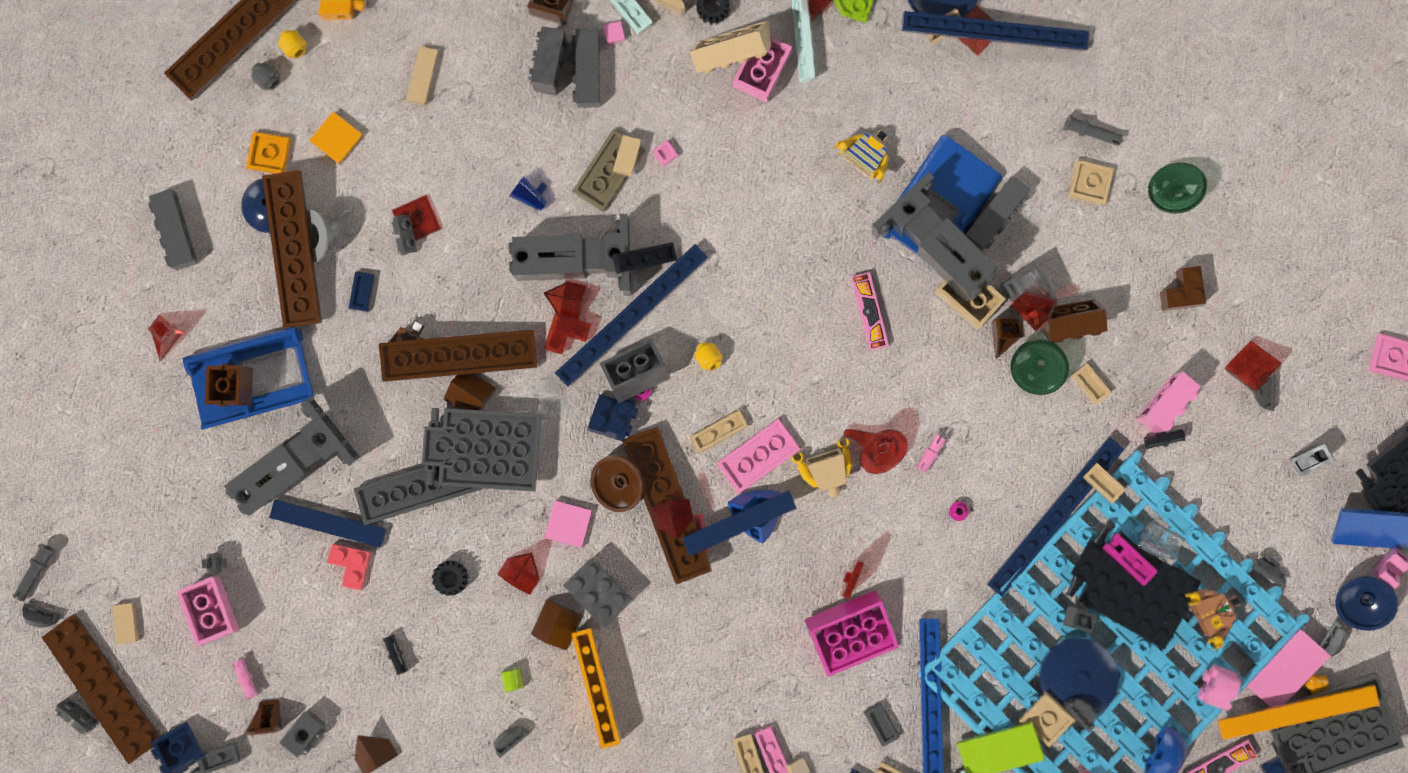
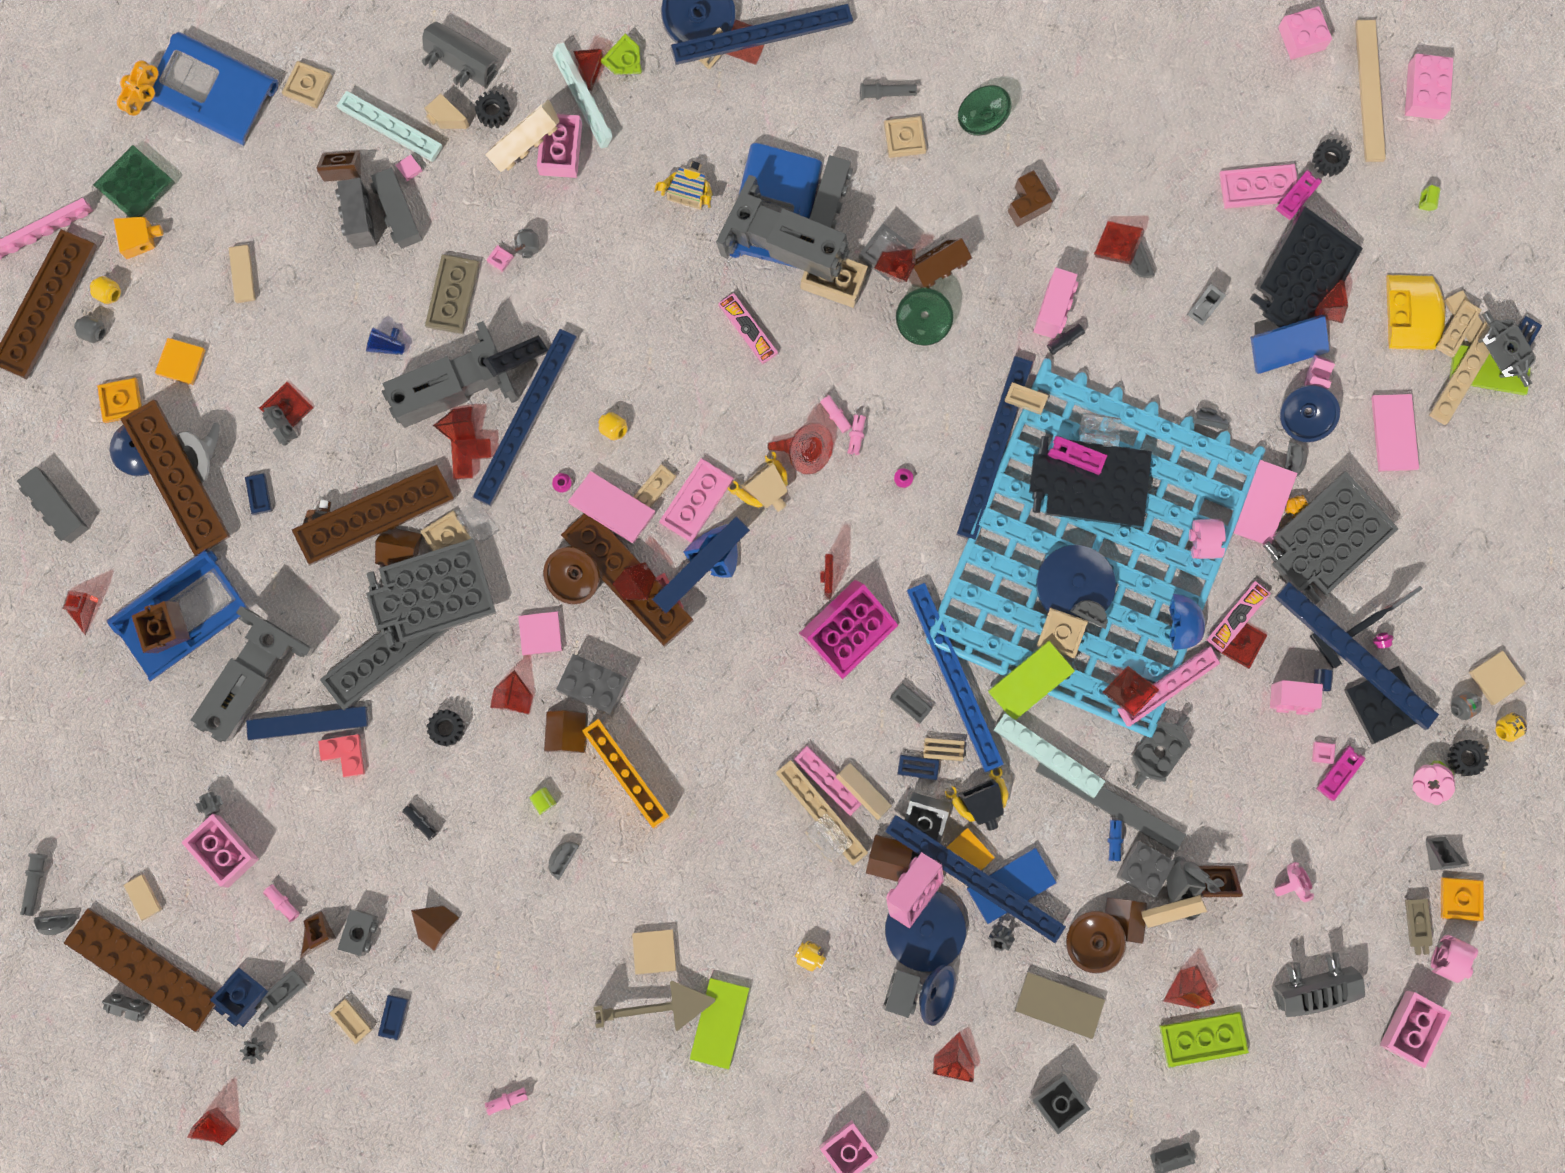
camera: 25 degrees left, 5 degrees down
(517, 397) = (445, 532): none -> tan tile
(613, 418) = (544, 516): dark blue plate -> none
(627, 156) = (464, 273): tan tile -> none
(635, 370) = (548, 463): flat silver brick -> none
(678, 433) = (611, 507): none -> bright pink tile
(695, 149) = (526, 243): none -> dark grey head
(919, 426) = (836, 414): none -> bright pink pin
(1005, 334) = (881, 300): reddish brown slope -> none
(1080, 619) = (1054, 529): dark grey slope -> none
(1091, 384) = (978, 316): tan tile -> none
(1214, 613) = (1174, 475): nougat torso -> none
(1298, 712) = (1288, 535): light orange tile -> none

